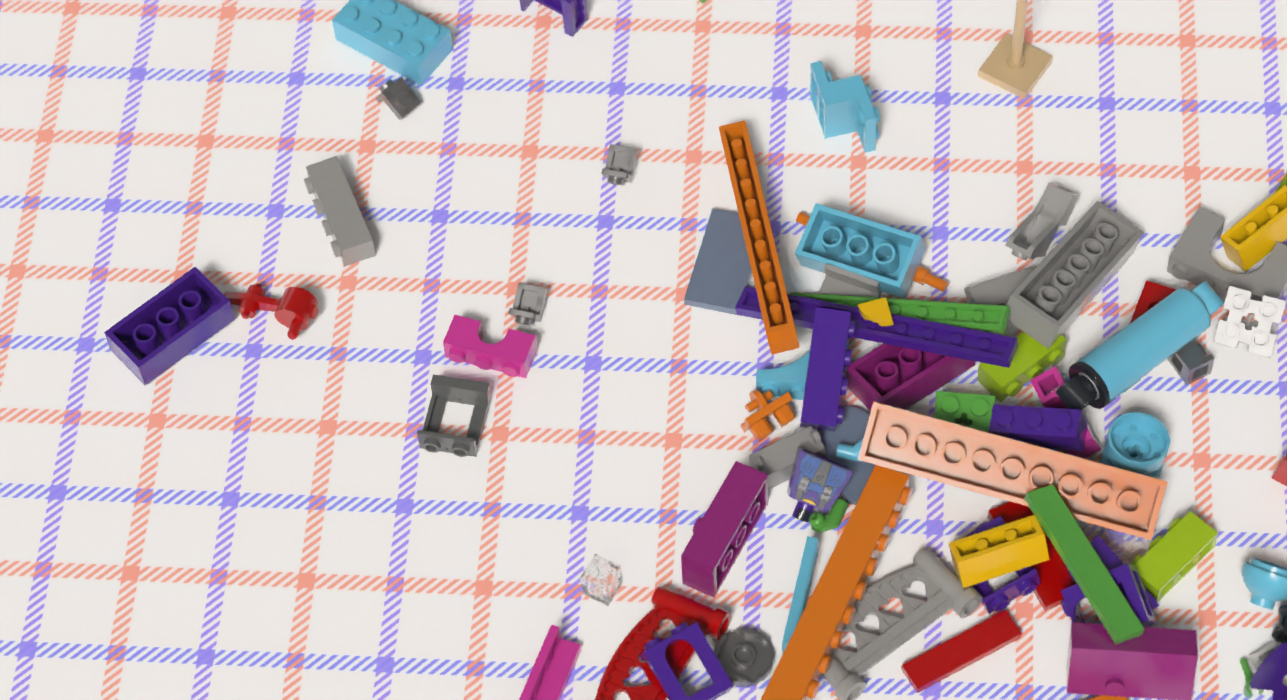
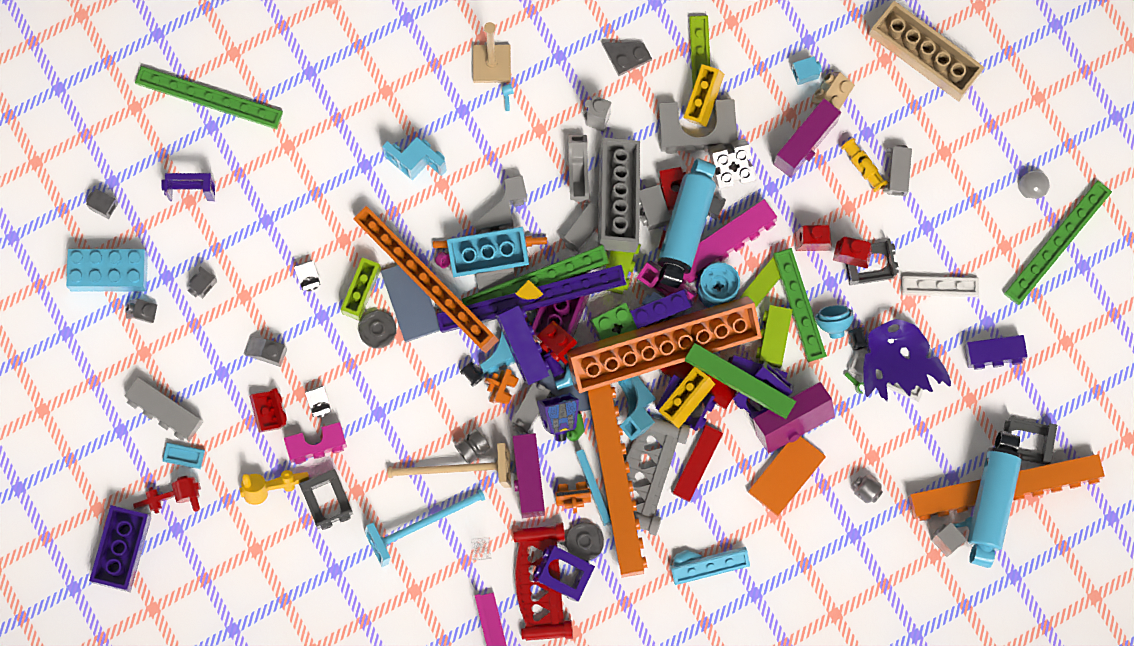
camera: 40 degrees left, 20 degrees up
(325, 276) = (183, 456): none -> medium azure tile
(378, 355) = (256, 489): none -> yellow piece
(459, 280) = (268, 410): none -> red bracket
(479, 497) = (379, 543): none -> medium azure tile
(489, 107) = (201, 283): none -> flat silver brick
(511, 219) = (266, 351): none -> flat silver slope
(661, 270) = (377, 329): none -> flat silver tile
(672, 210) = (360, 289): none -> lime brick
(679, 458) = (472, 446): none -> flat silver wheel
(694, 499) = (502, 466): none -> tan tile
(740, 380) = (472, 374): none -> black bush
(766, 592) = (573, 498): none -> orange hips
(791, 235) = (445, 263): none -> dark pink hinge
(852, 423) = (554, 366): none -> dark purple pin
(870, 385) = (556, 341): none -> red bracket
(916, 541) = (638, 400): none -> medium azure arch
(938, 213) = (500, 215): none -> light grey arch
(1014, 102) = (507, 90): none -> medium azure hand
(1111, 173) = (598, 113): none -> light grey brick
(1112, 314) = (653, 208): none -> light grey brick
(1191, 408) = (731, 238): none -> dark pink brick
(1195, 144) = (626, 55): none -> flat silver wing
(1204, 489) = (762, 283): none -> lime tile
(1232, 540) = (800, 304): none -> bright green tile

